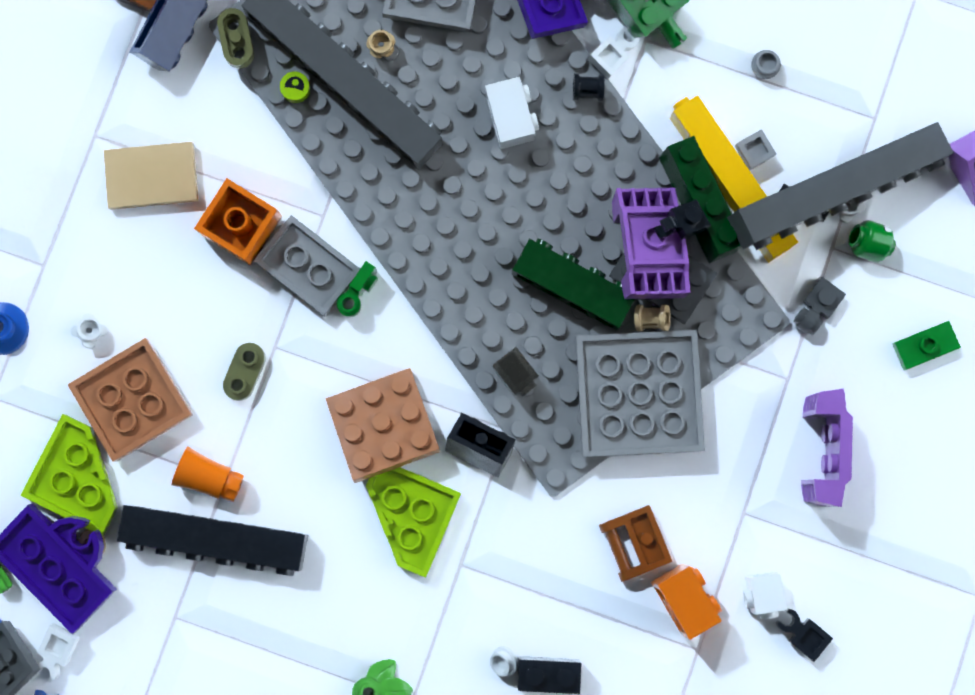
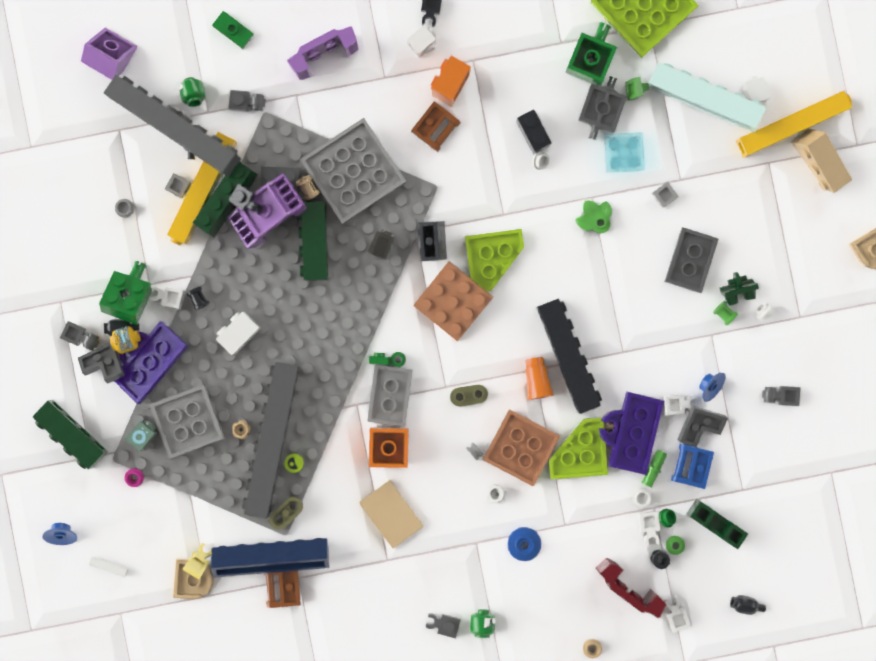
camera: 120 degrees left, 5 degrees up
(164, 334) = (474, 451): none -> light grey bush

